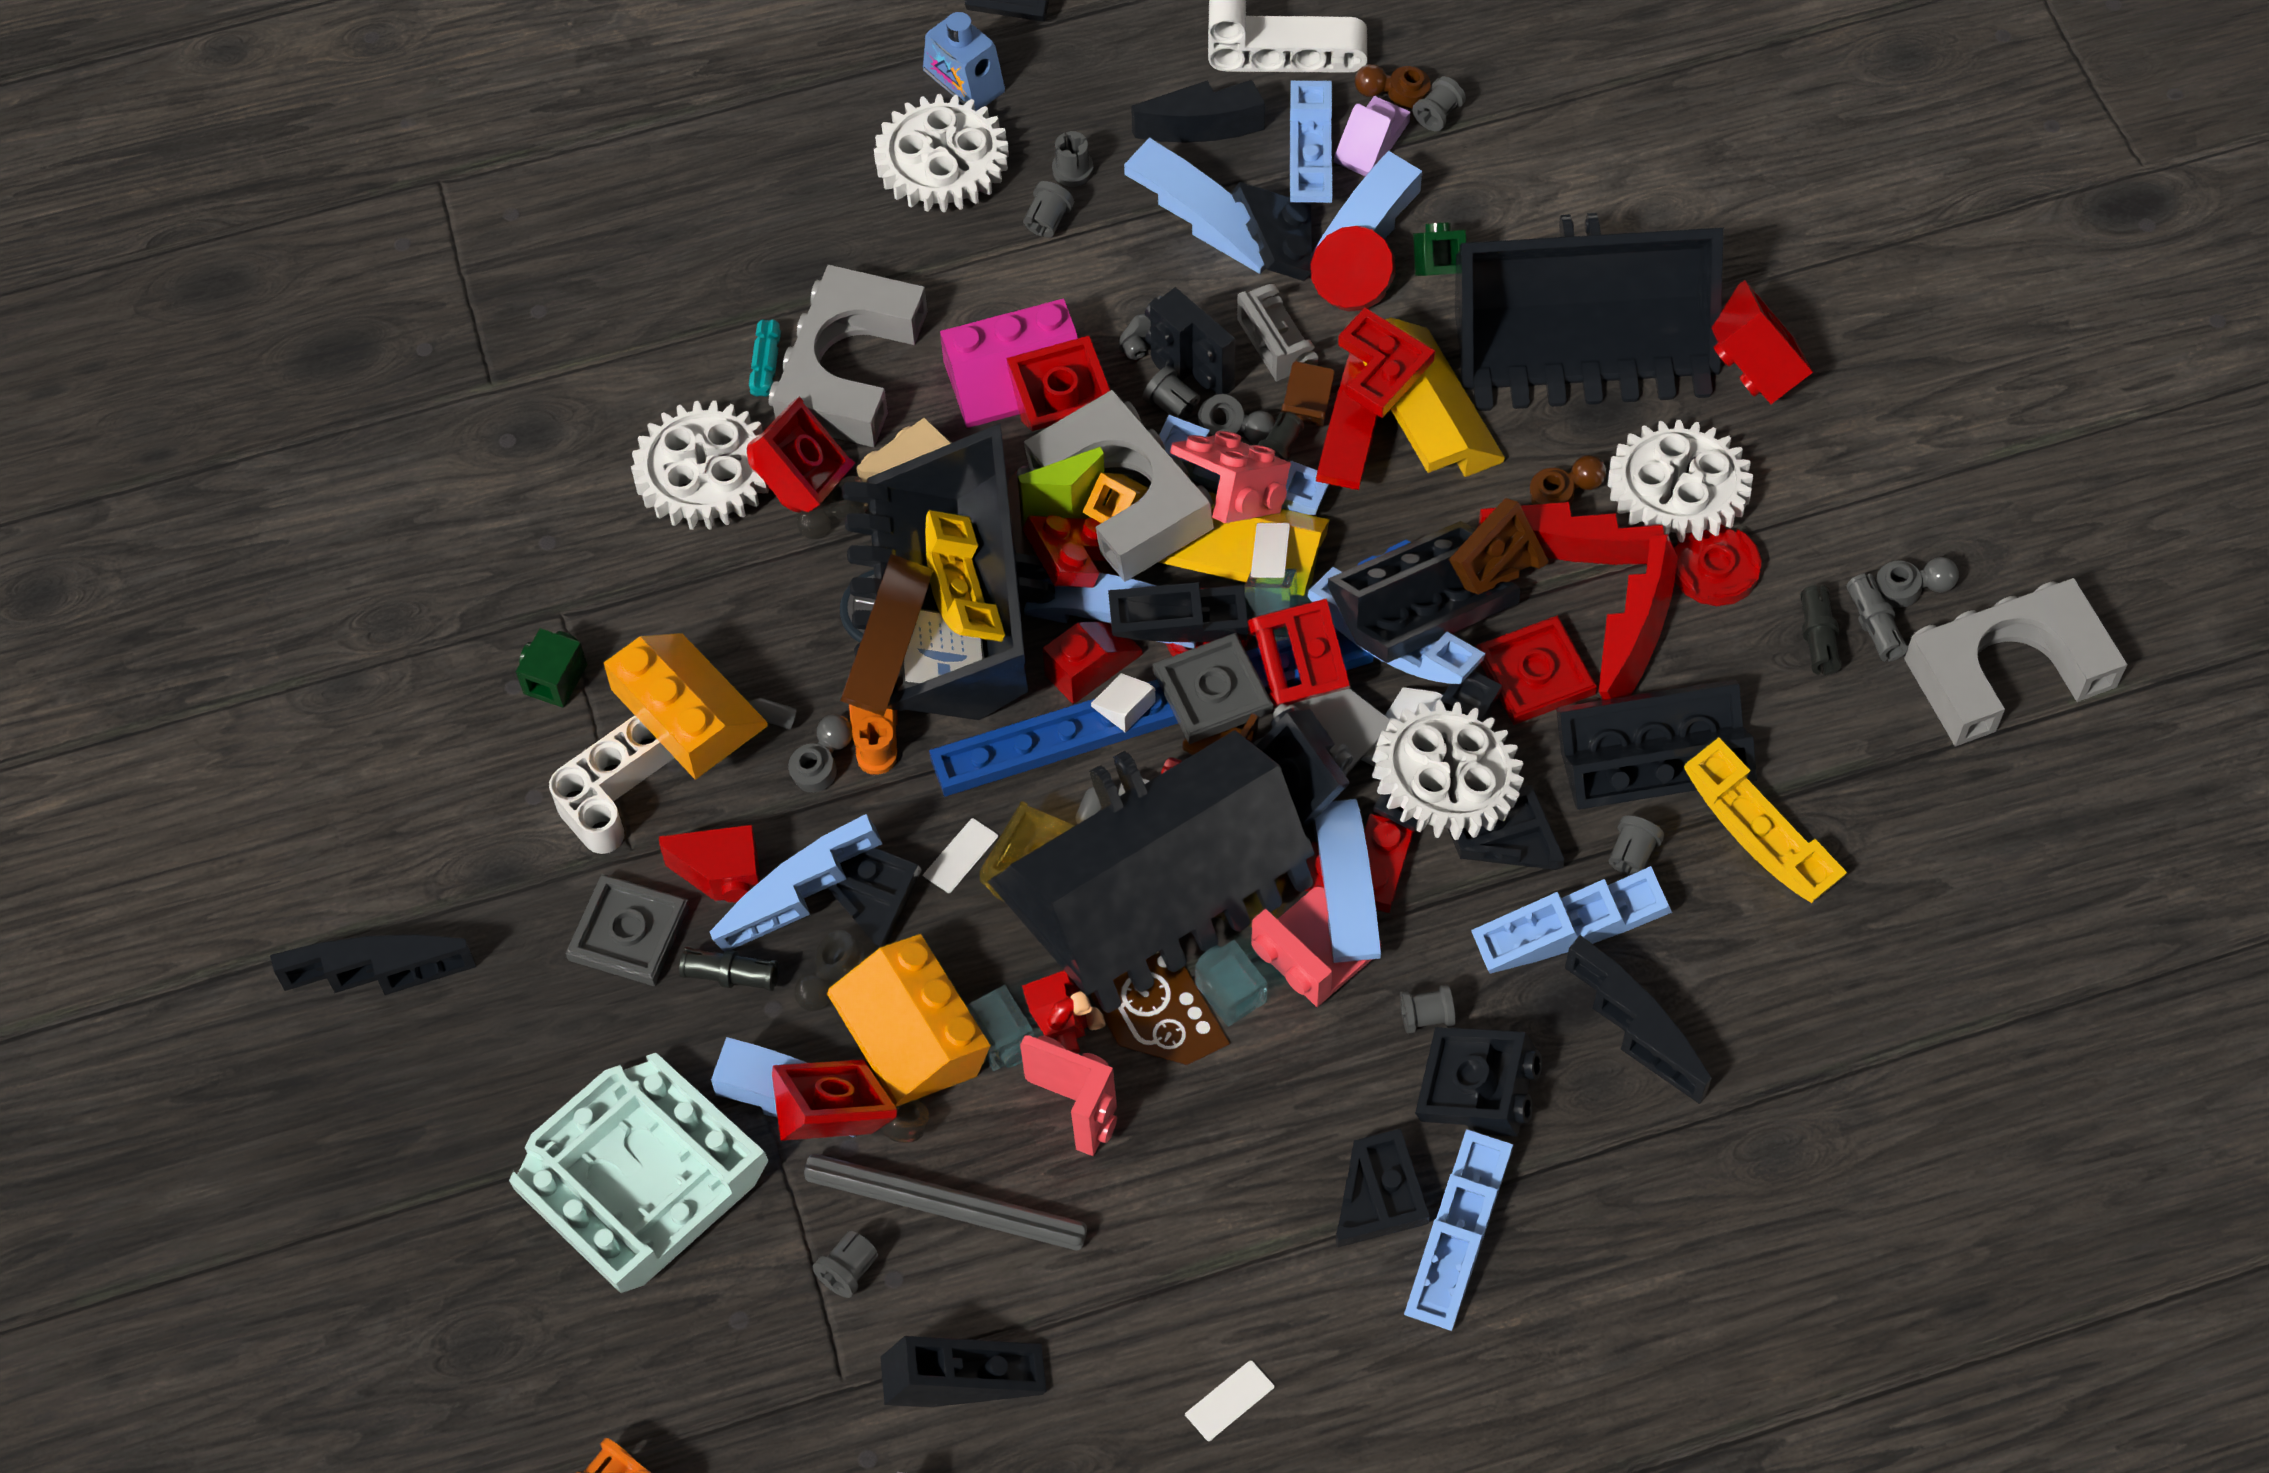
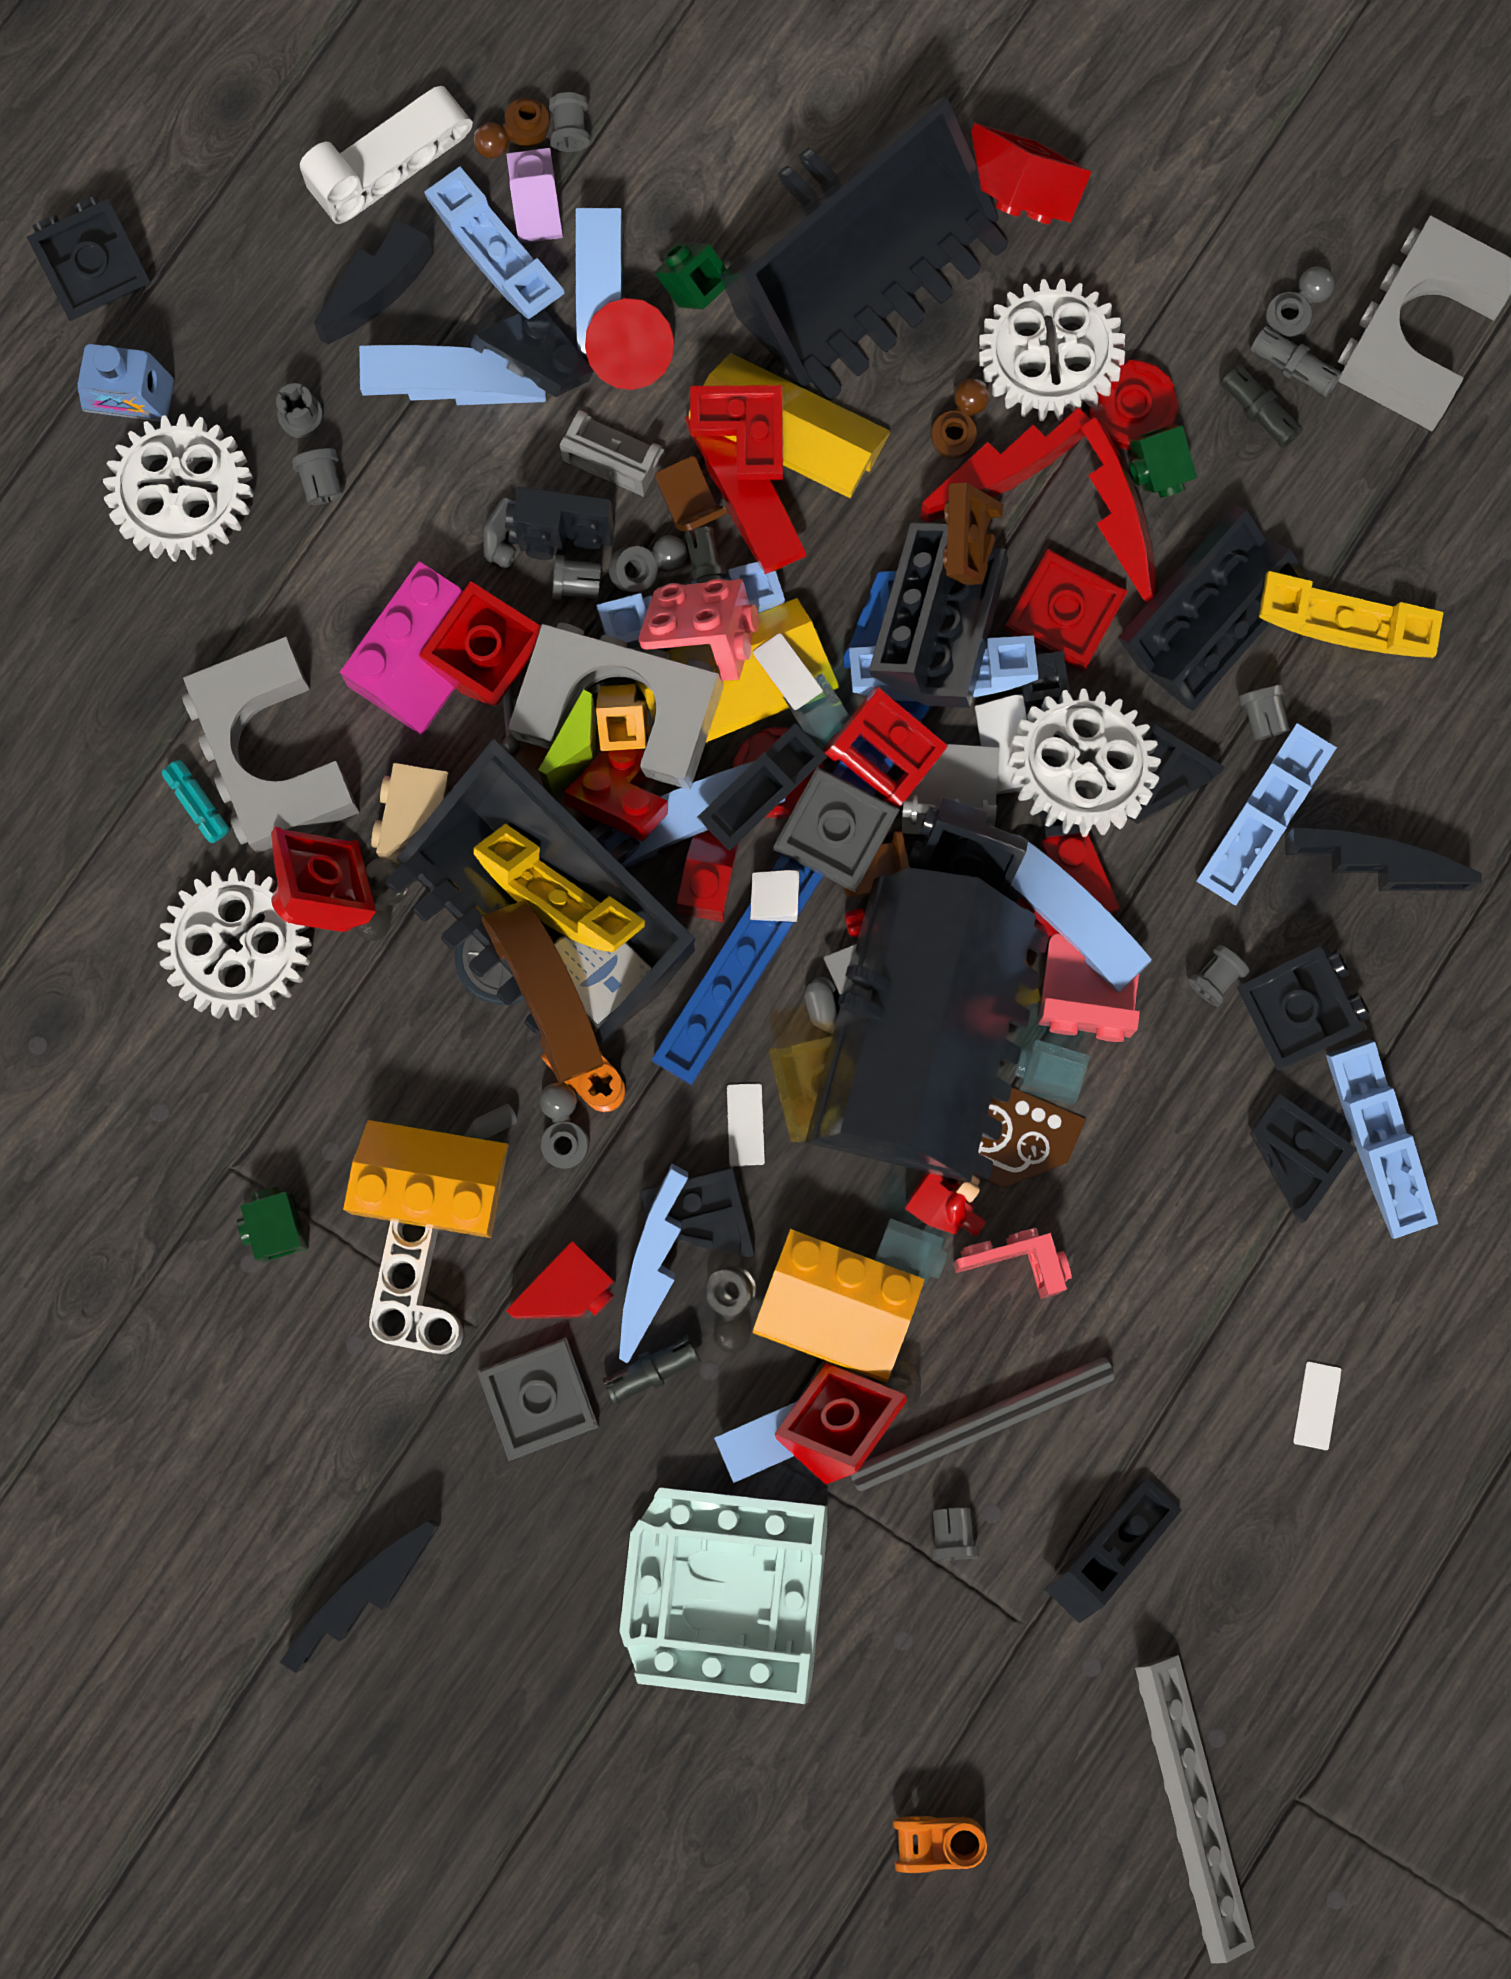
camera: 40 degrees left, 20 degrees up
(1700, 609) = (1162, 461): none -> dark green brick

